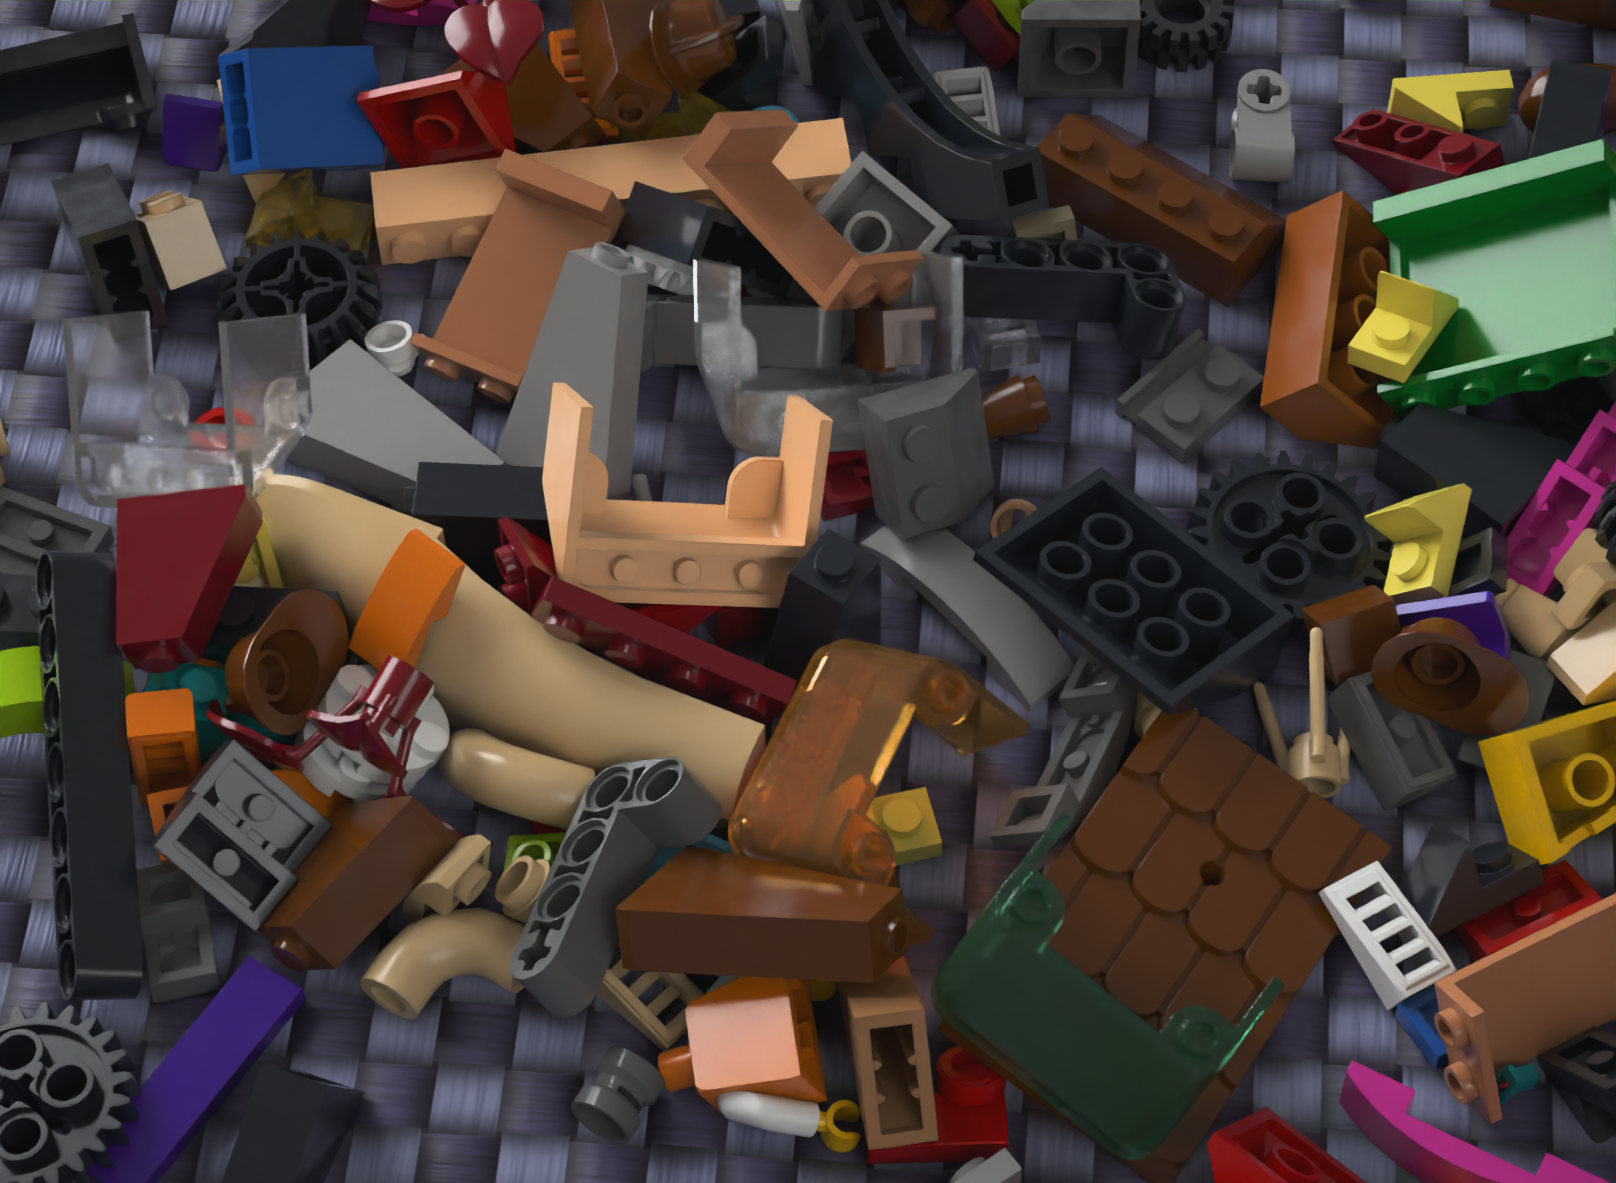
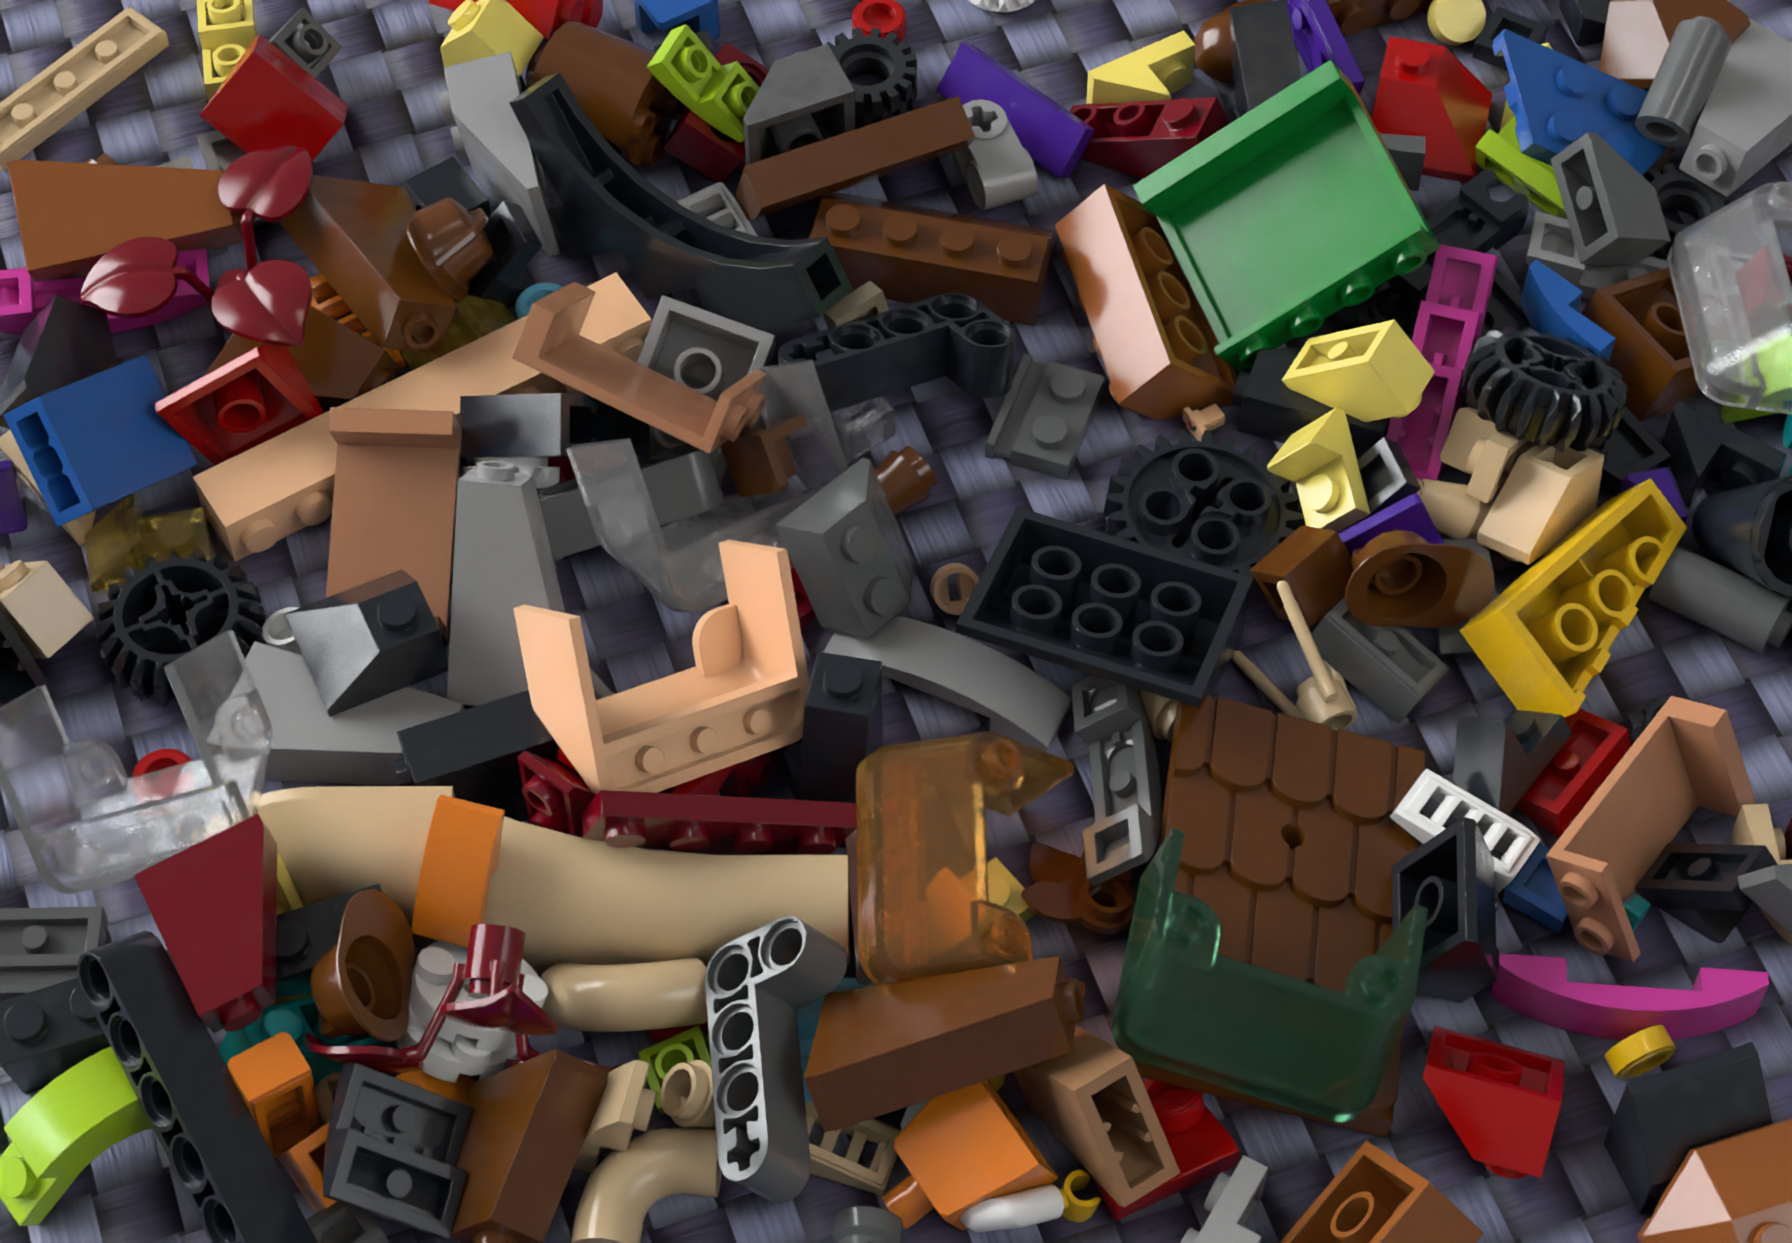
camera: 25 degrees left, 0 degrees up
(445, 375) = (368, 641): none -> black slope
(968, 845) = (1066, 895): none -> reddish brown plate
(1118, 85) = (853, 158): none -> reddish brown slope
(1319, 104) = (1042, 126): none -> dark purple tile
(1327, 1003) = (1457, 885): none -> black slope
(1343, 454) = (1206, 419): none -> light nougat piece
(1400, 327) = (1213, 289): light yellow slope -> none
(1505, 458) = (1363, 370): none -> light yellow slope

